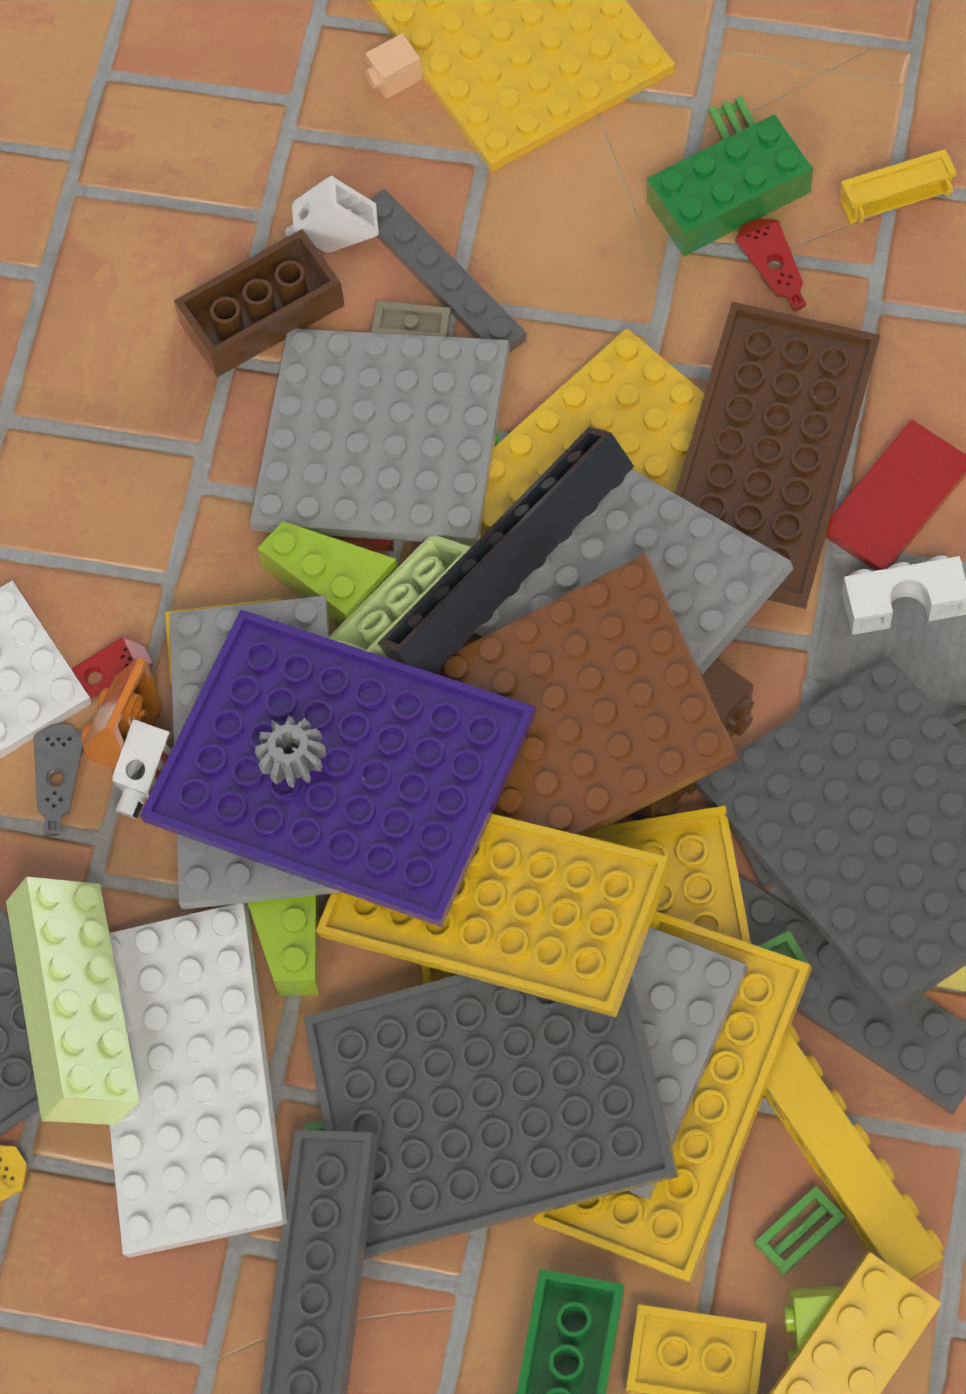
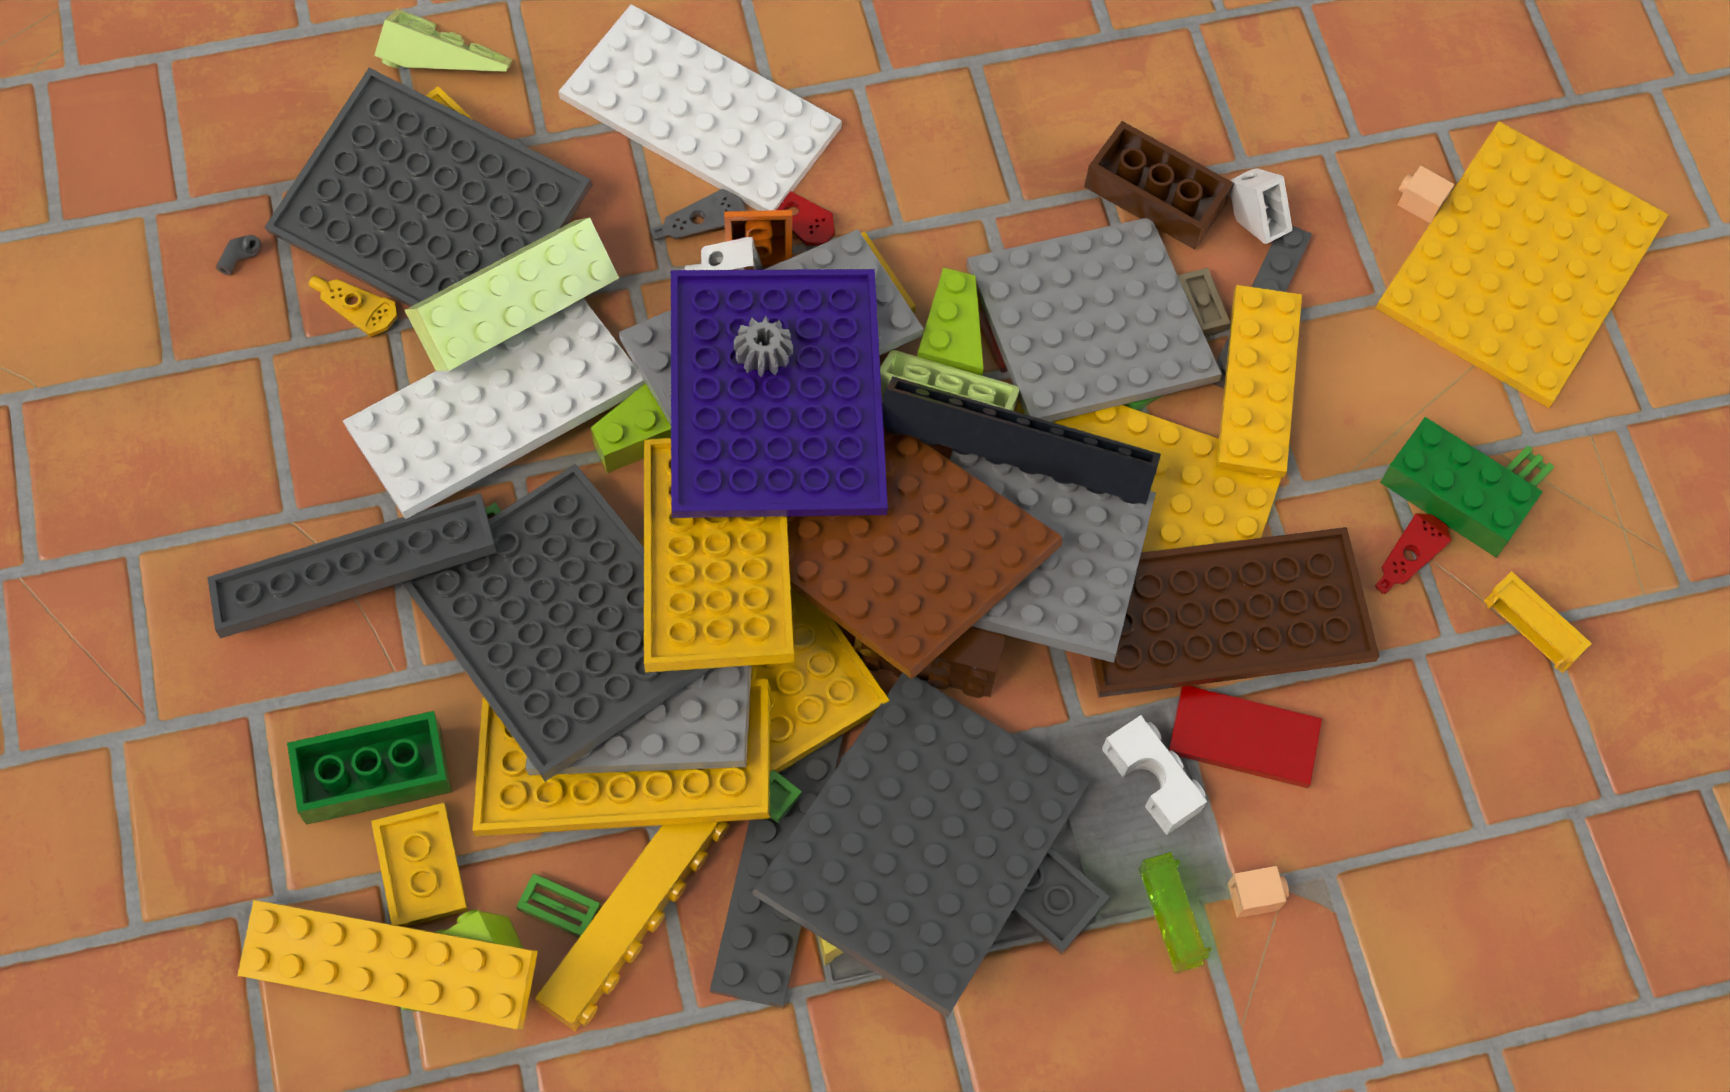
camera: 55 degrees right, 0 degrees up
(530, 309) = (1259, 381): none -> yellow plate

